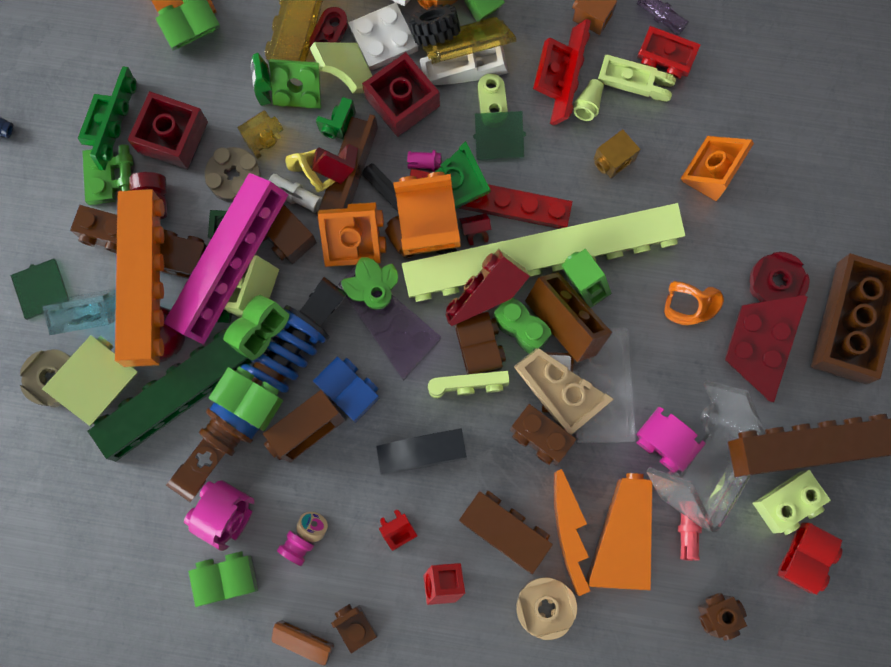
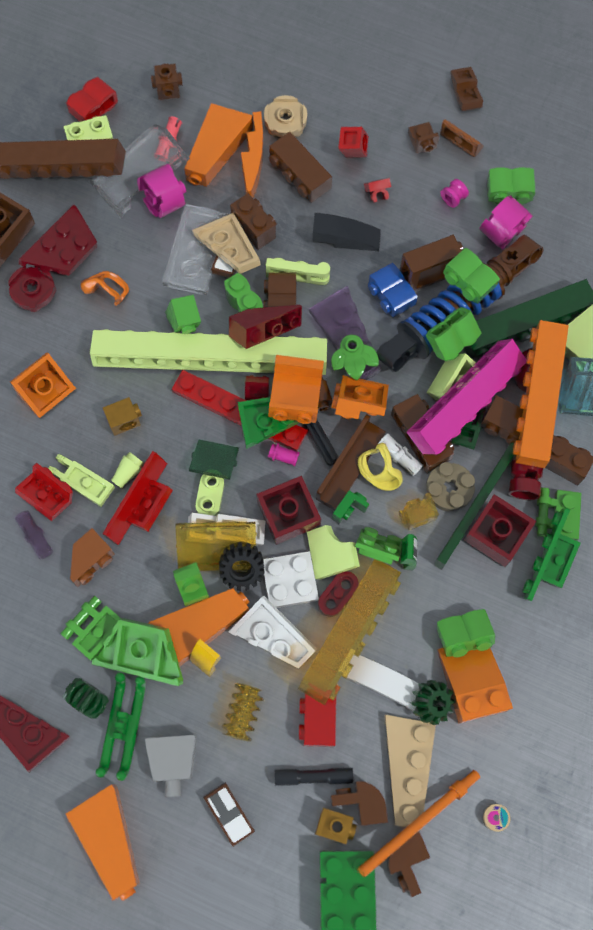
camera: 170 degrees left, 5 degrees down
(198, 156) = (475, 507): none -> dark green tile
(311, 526) = (439, 204): tan tile -> none
(335, 166) = (360, 459): dark red panel -> none
(568, 316) = (208, 290): reddish brown brick -> none

